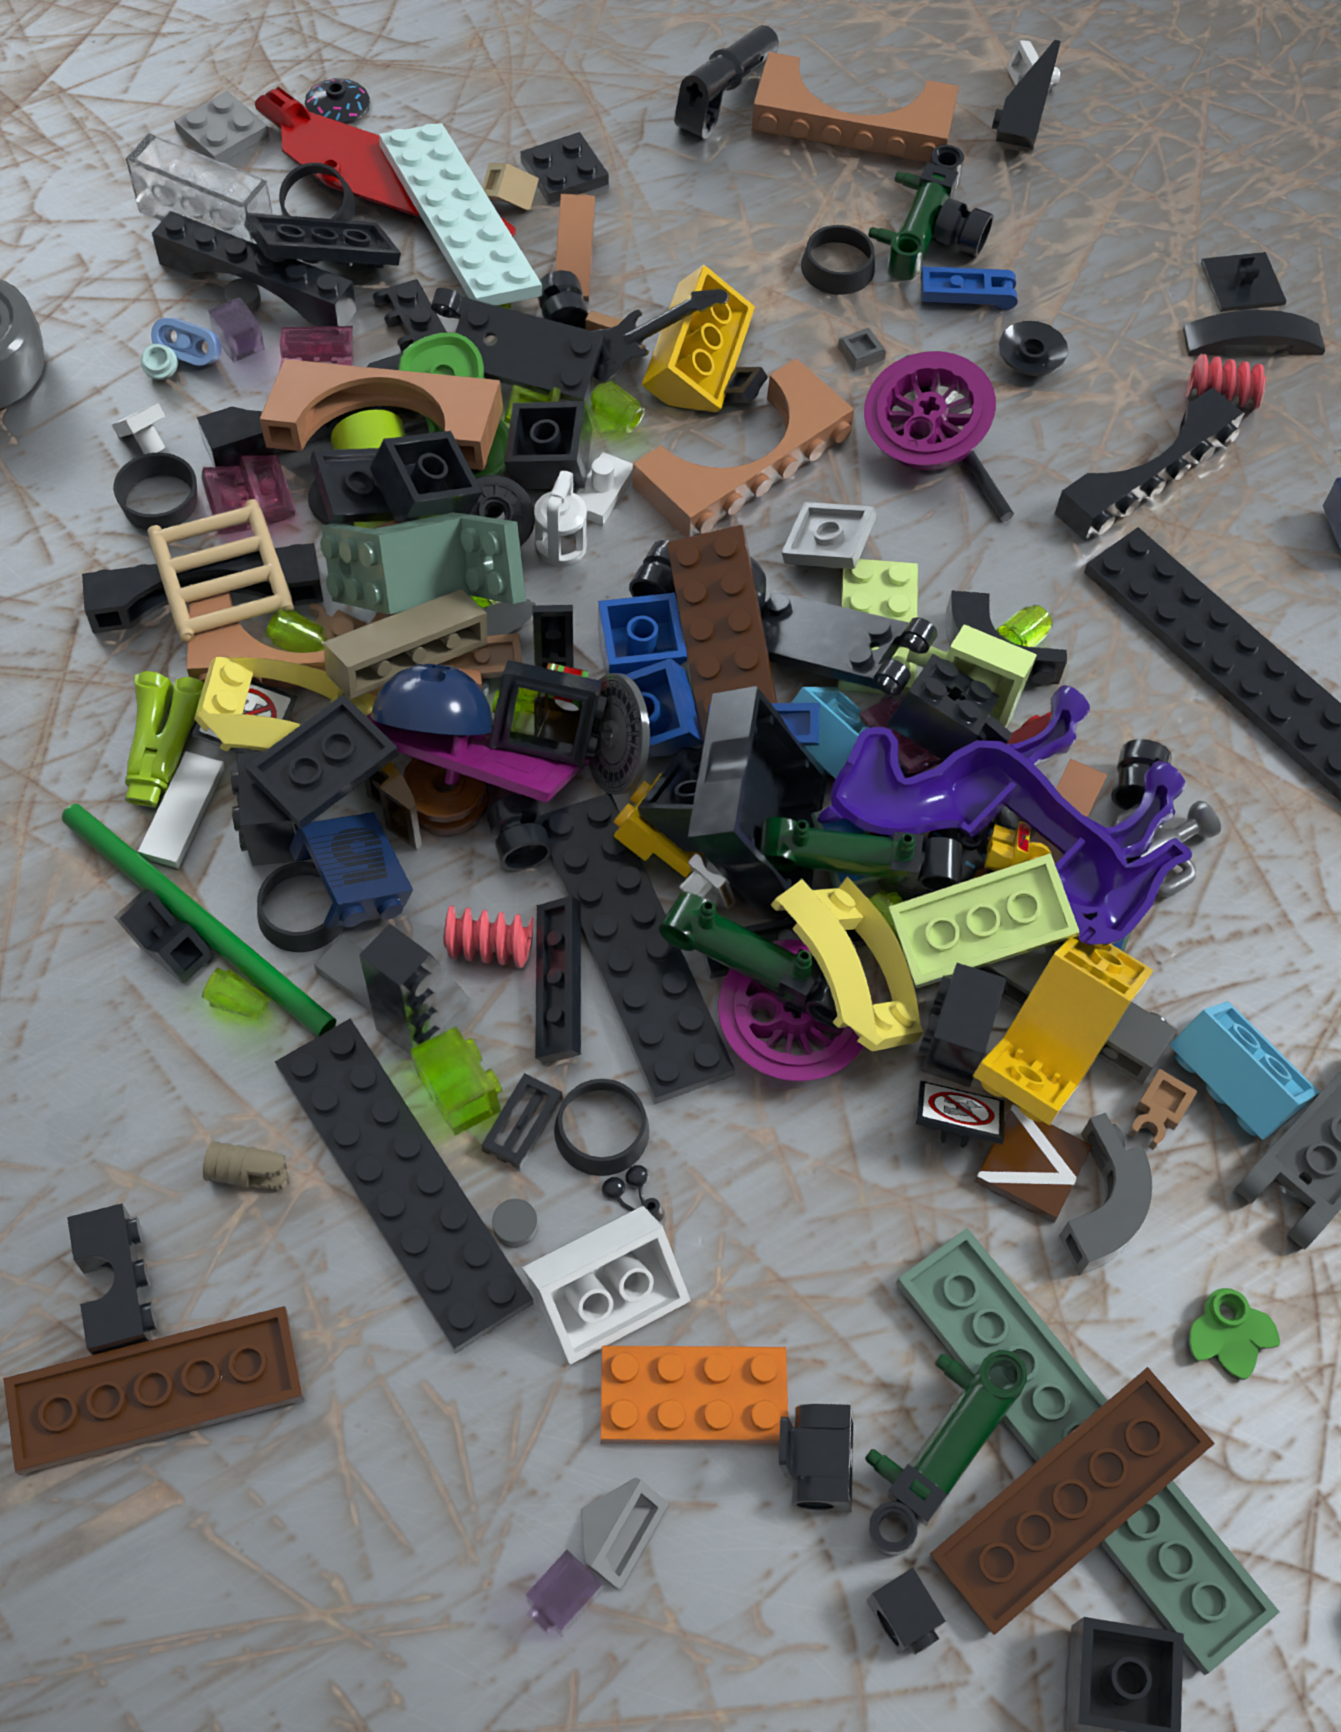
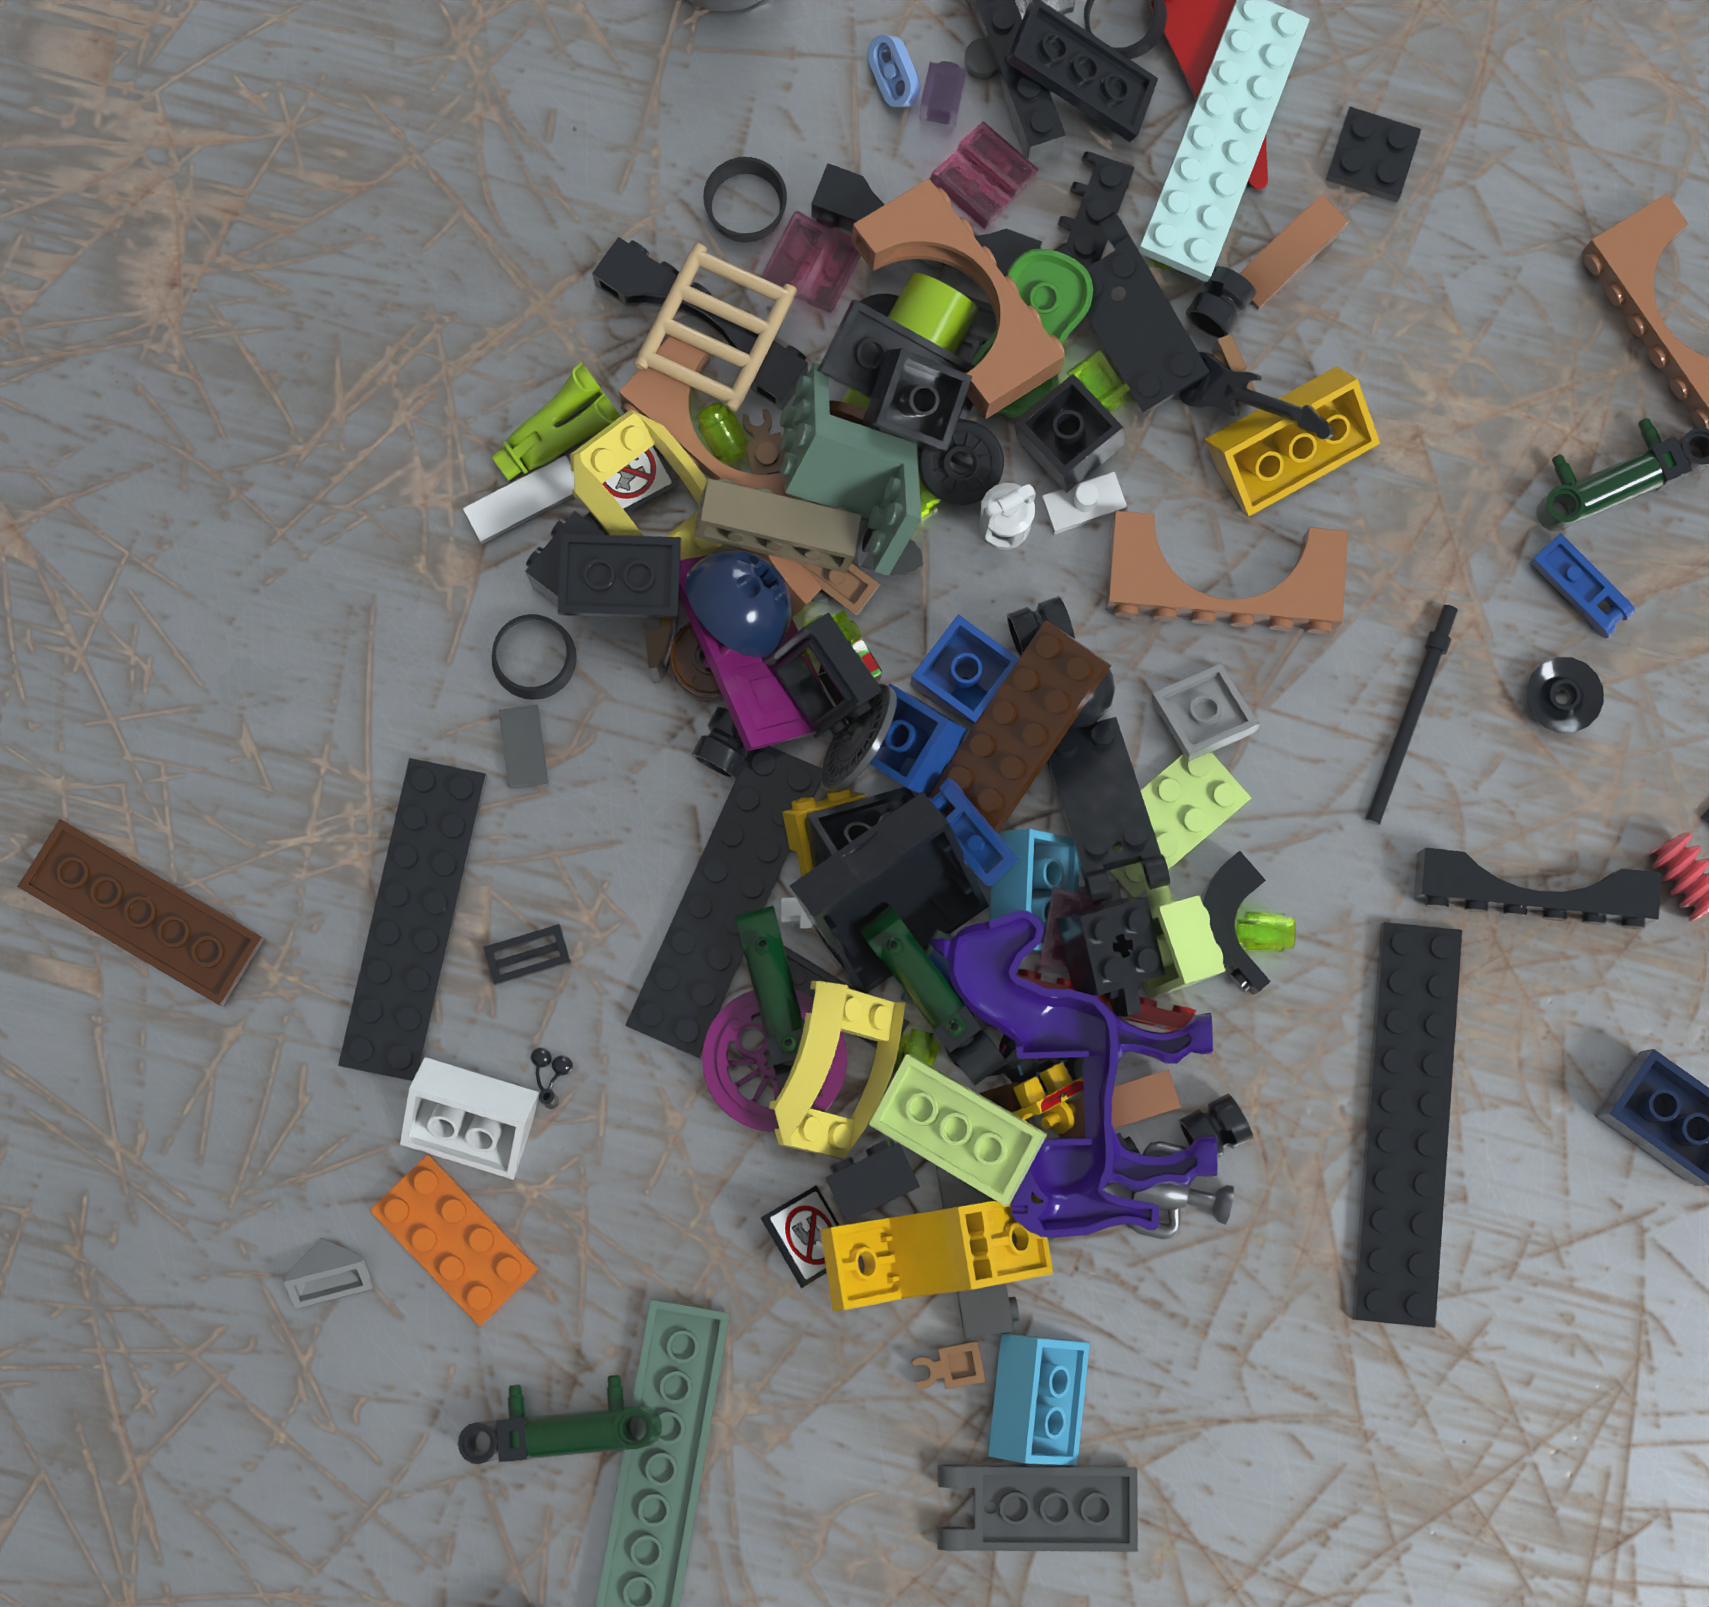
camera: 45 degrees right, 20 degrees up
(108, 1242) = (164, 846): black arch -> none
(142, 427) = (783, 129): white tile -> none
(159, 361) = (857, 72): light aqua plate -> none
(162, 937) = (422, 593): black slope -> none
(205, 925) = (456, 598): green piece -> none
(233, 994) = (427, 682): clear neon green cone -> none
(244, 1166) = (322, 814): dark tan hinge -> none
(355, 868) = (585, 668): dark blue panel -> none
(408, 989) = (529, 804): black wedge -> none
(456, 1079) = (507, 888): clear neon green brick -> none
(487, 937) = (627, 803): coral piece -> none
(510, 185) = (1301, 137): tan panel -> none
(514, 1222) = (455, 1019): dark grey tile -> none
(553, 635) = (899, 611): black slope -> none
(558, 980) = (646, 878): black plate -> none
(562, 1595) = (254, 1279): clear purple brick -> none
(601, 1165) = (601, 1036): black tyre -> none
(616, 406) = (1167, 439): clear neon green brick -> none
(703, 89) = (1554, 191): black piece -> none
(744, 384) = (1289, 512): black plate -> none
(819, 1456) = (484, 1355): black piece -> none
(832, 281) = (1483, 487): black tyre -> none
(861, 349) = (1428, 562): dark grey tile -> none
(907, 1613) = (440, 1496): black brick -> none
(930, 412) = (1394, 627): magenta piece -> none
(962, 227) = (1639, 525): black wheel -> none
(1034, 1164) = (816, 1328): reddish brown tile -> none
(1071, 1500) = (602, 1539): reddish brown plate -> none
(1128, 1184) = (838, 1407): dark grey arch -> none
(1232, 1340) = (825, 1552): bright green plate -> none

